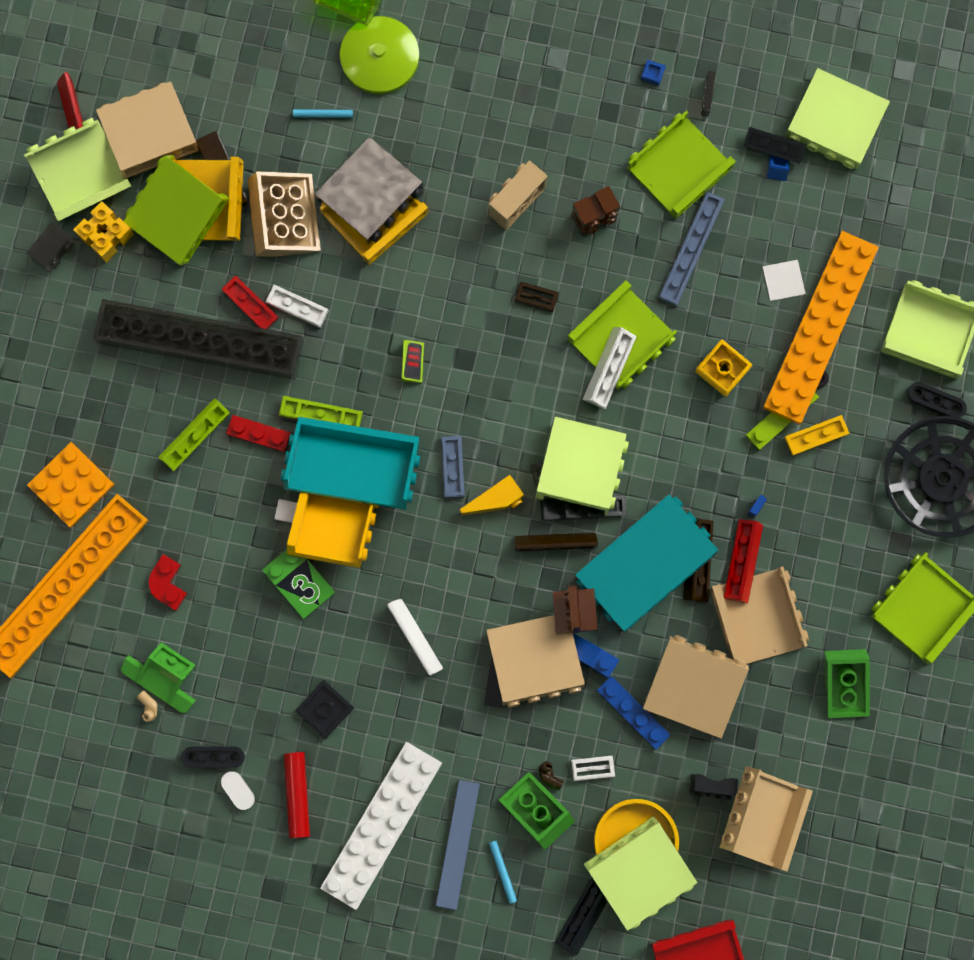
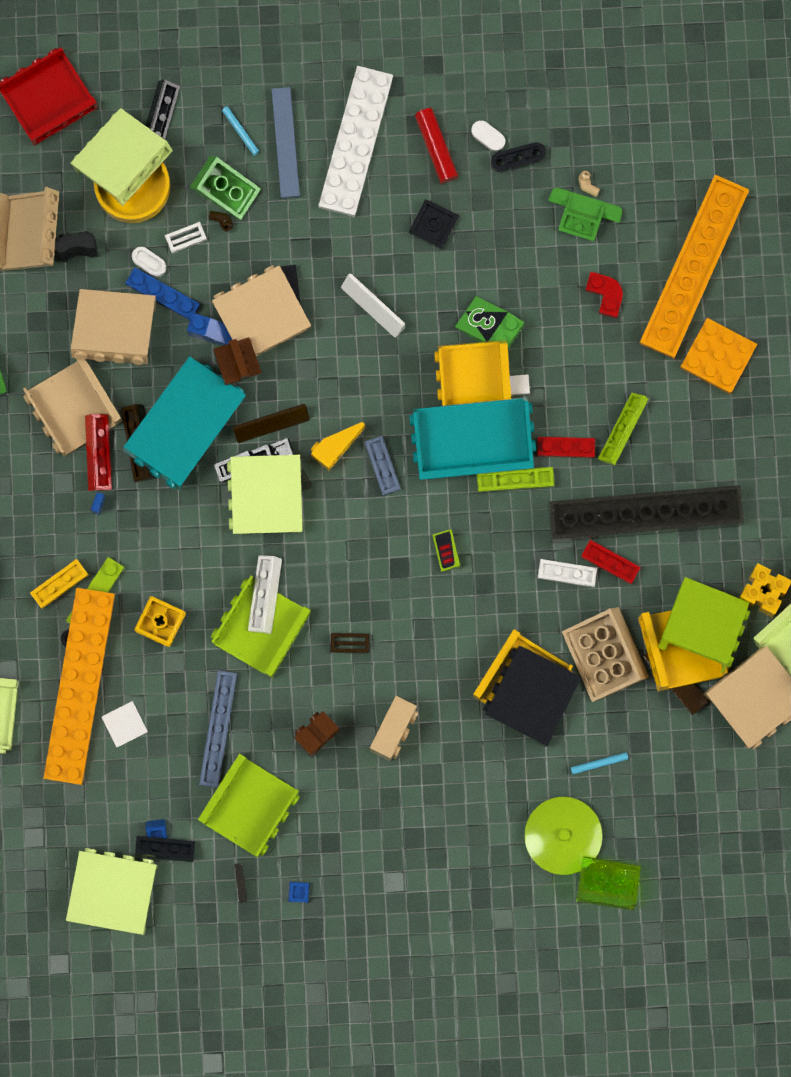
camera: 165 degrees right, 0 degrees up
(639, 752) = (149, 262): none -> white tile

